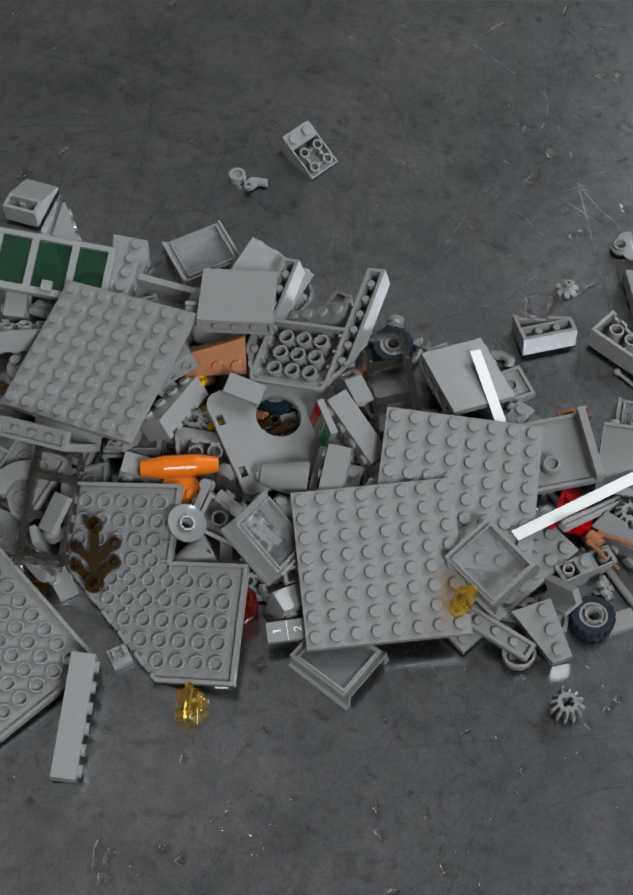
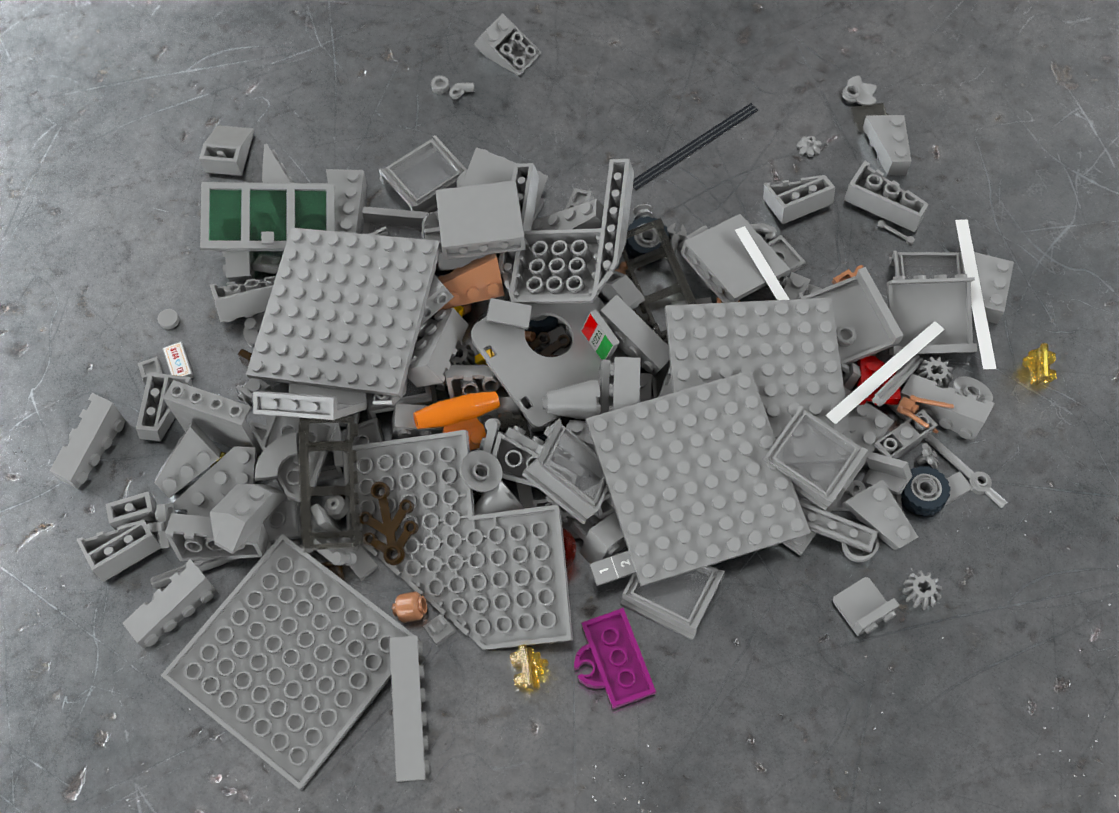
camera: 10 degrees left, 5 degrees up
(55, 513) = (335, 486): light grey tile -> none
(98, 632) = (409, 607): none -> nougat head
(269, 712) = (614, 659): none -> magenta plate
(458, 270) = (693, 146): none -> black sticker
(463, 600) = (798, 502): clear yellow hips -> none
(509, 709) = (864, 606): none -> light grey bracket
(549, 502) = (851, 375): none -> light grey tile

